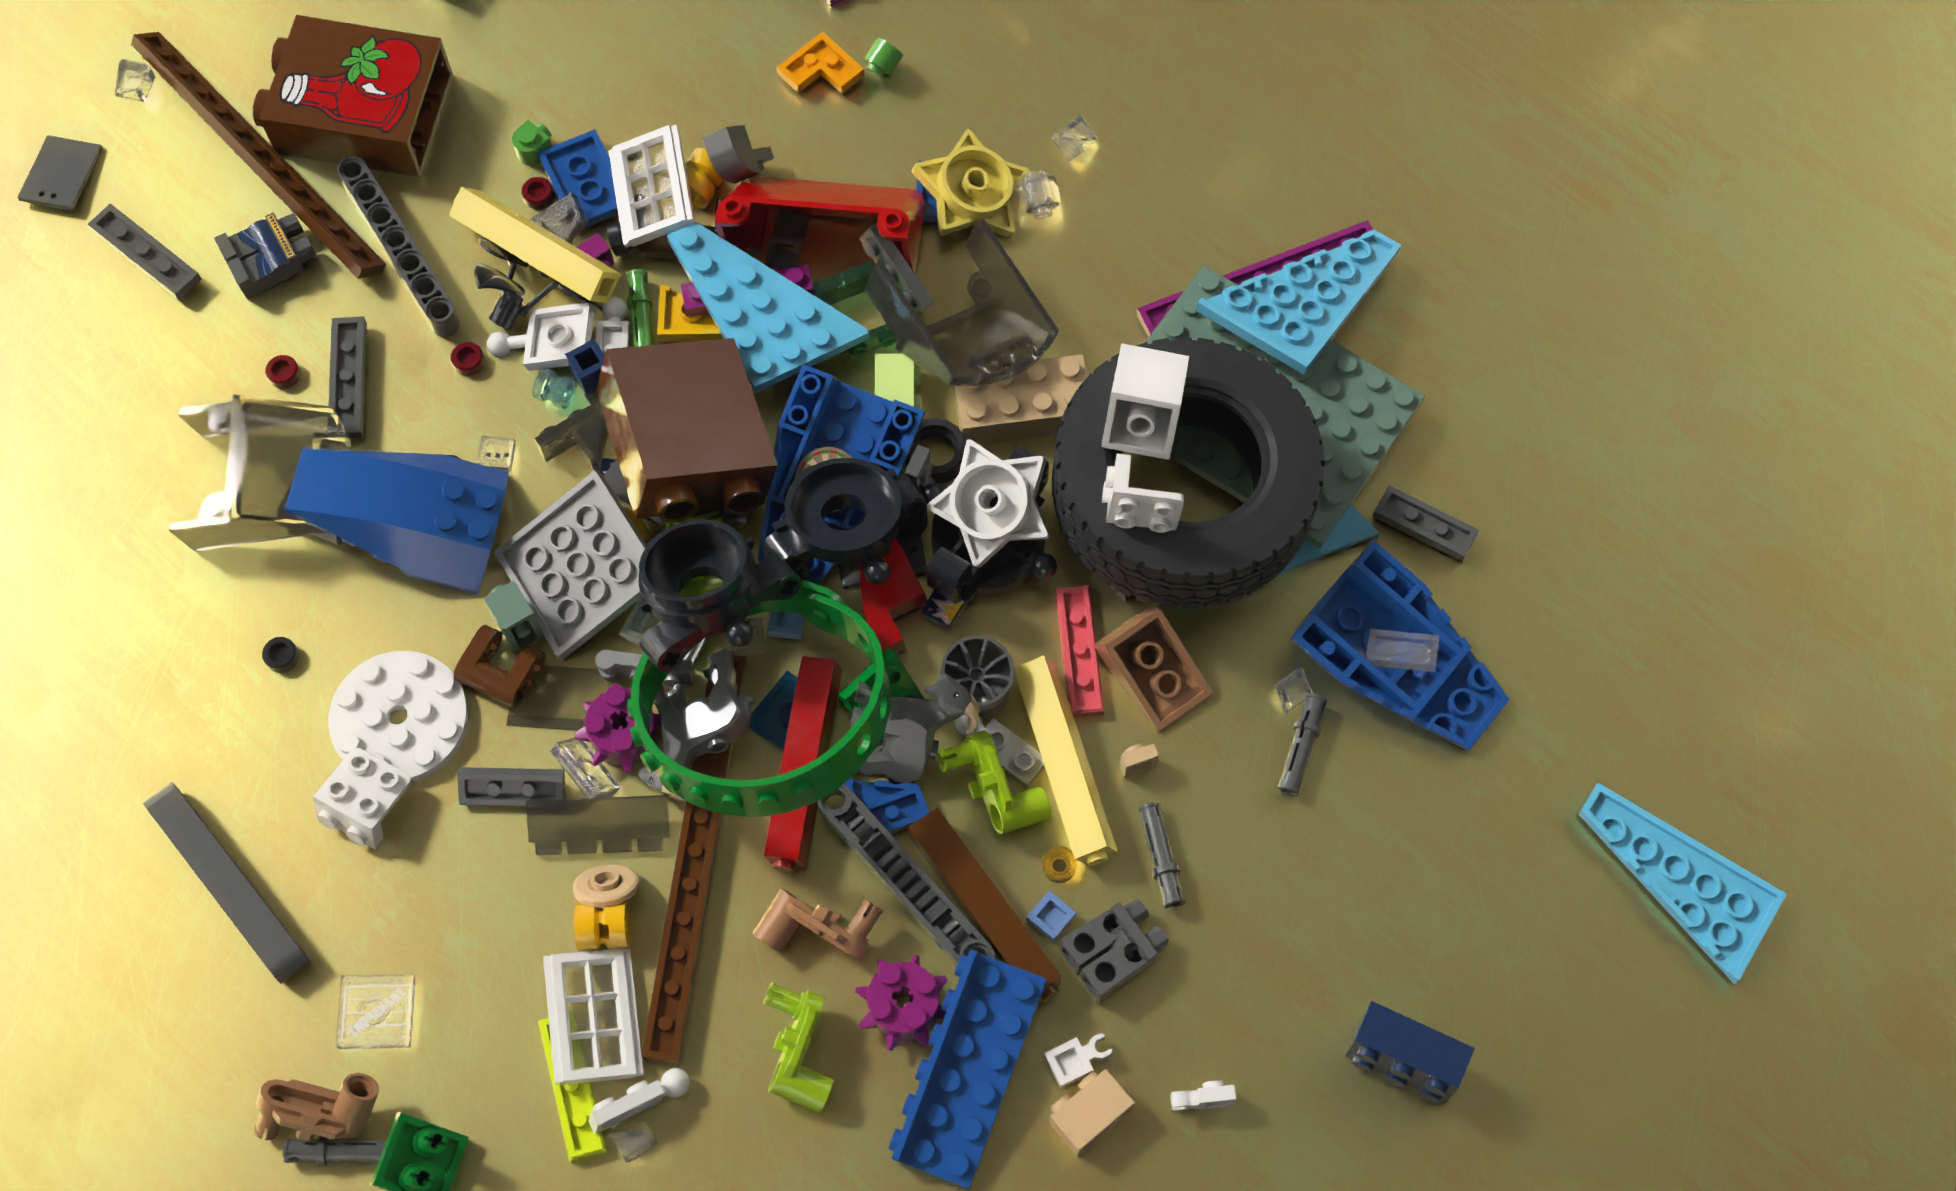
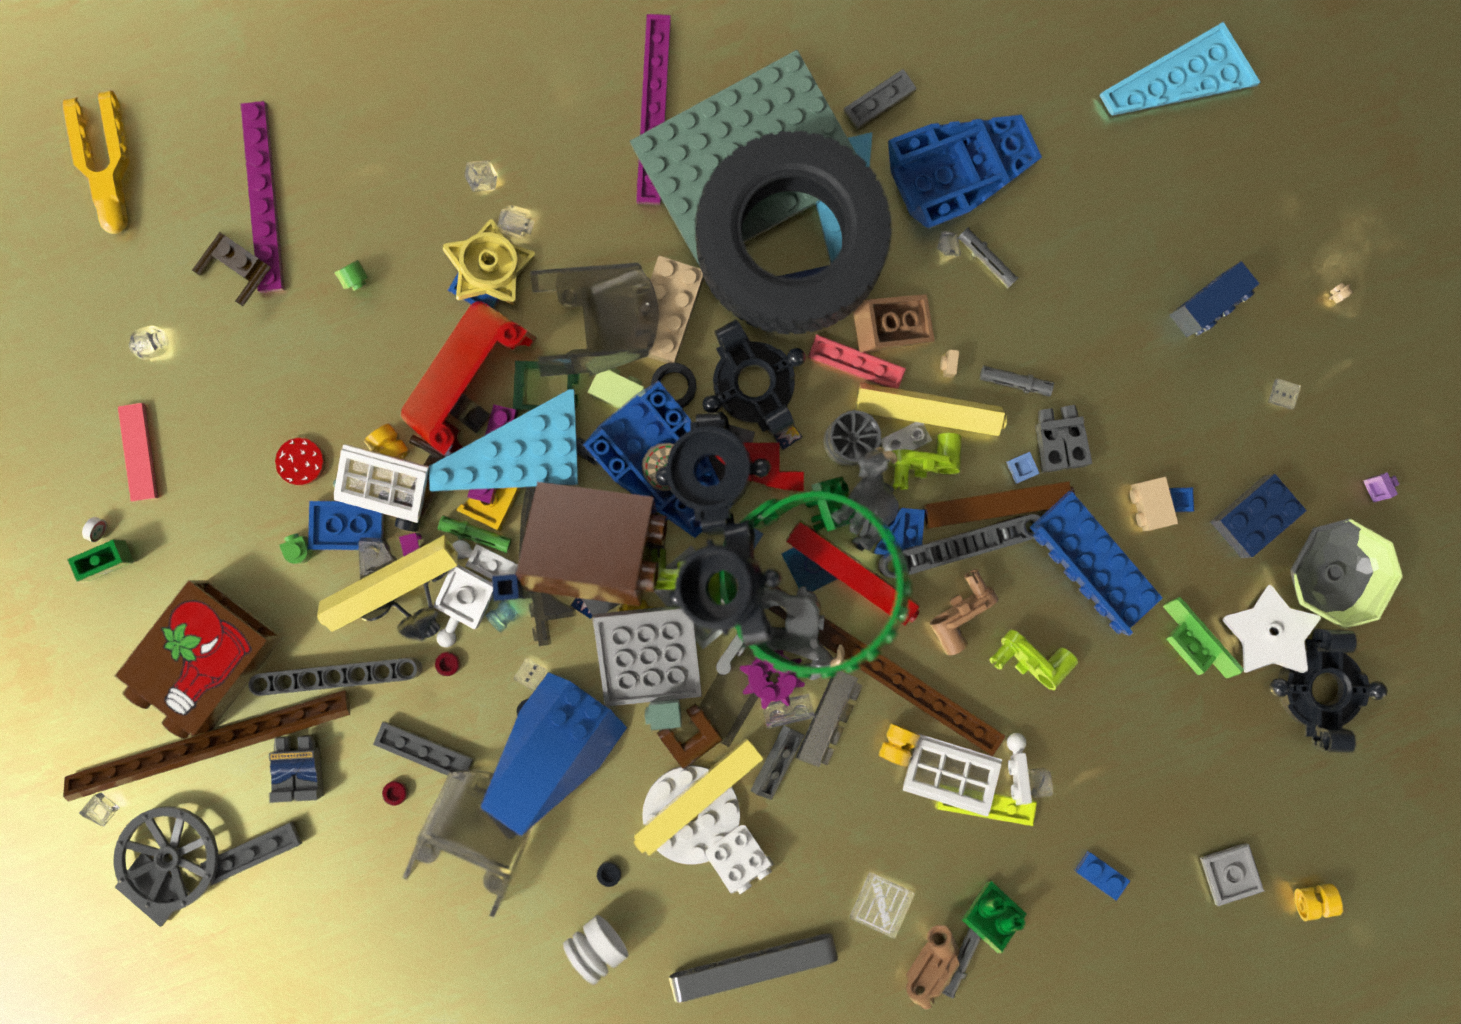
camera: 70 degrees left, 20 degrees up
(102, 169) = (162, 859): none -> dark grey wheel
(174, 671) = (593, 950): none -> white wheel
(425, 702) = (697, 797): none -> light yellow brick
(537, 193) = (338, 562): dark red tile -> none
(606, 885) = (874, 731): tan wheel -> none
(637, 104) = (300, 461): none -> red tile
(733, 154) = (385, 415): dark grey brick -> none
(817, 59) = (328, 319): light orange plate -> none
(887, 252) = (532, 348): dark grey plate -> none
(900, 981) = (1021, 583): magenta brick -> none
(920, 467) = (690, 403): dark grey plate -> none
(969, 497) = (758, 381): white plate -> none
(1059, 864) = (990, 446): clear yellow tile -> none
(1072, 1061) = (1117, 500): white plate -> none
(1117, 1151) = (1182, 499): none -> blue tile
(1138, 506) = (813, 289): white bracket -> none
(1145, 401) = (748, 234): white slope -> none
(1212, 1095) = (1178, 427): white plate -> none
(1306, 302) = (696, 92): medium azure wing -> none
(1403, 650) = (964, 162): clear plate -> none

